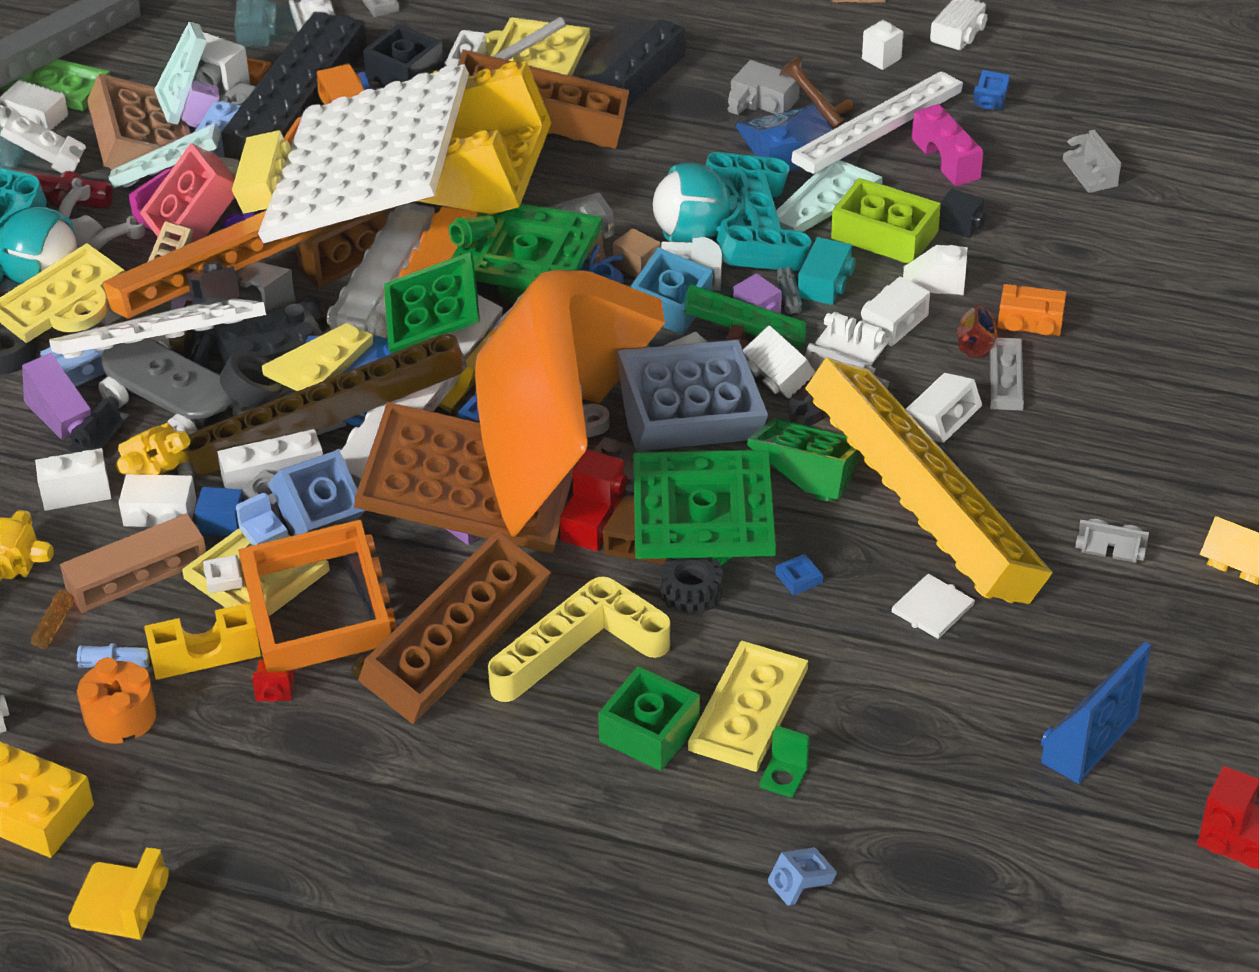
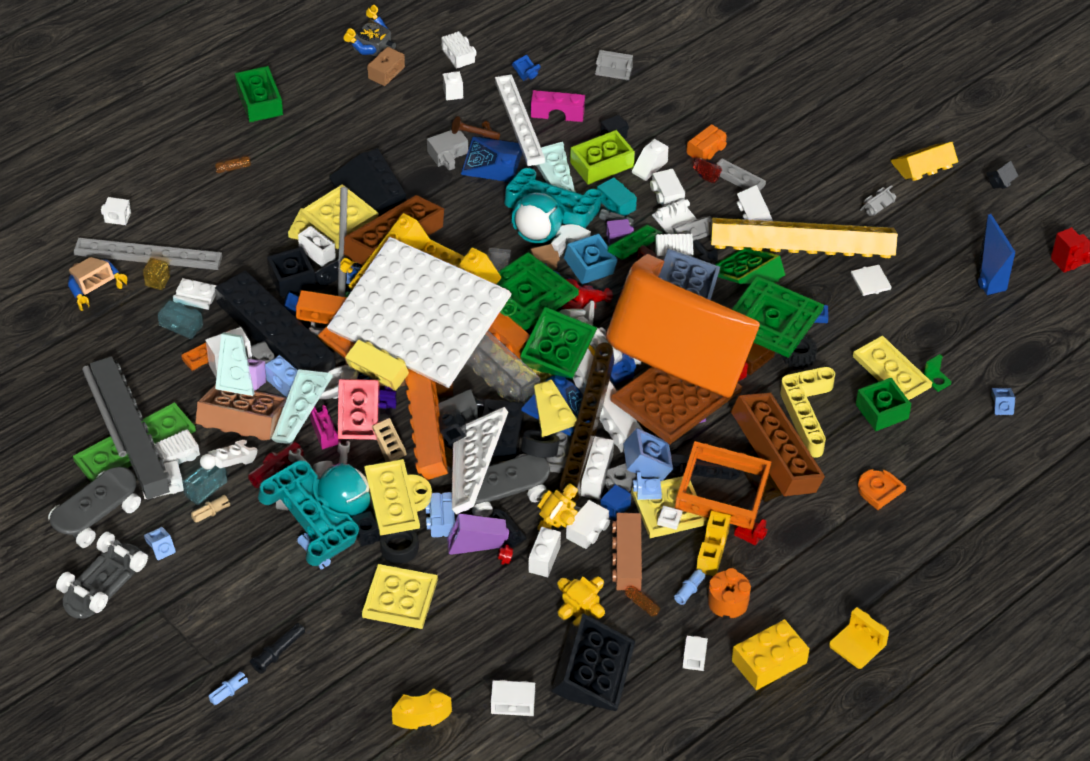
camera: 60 degrees left, 5 degrees up
(46, 445) = (505, 554): none -> red plate
(479, 796) = (879, 487): none -> orange tile

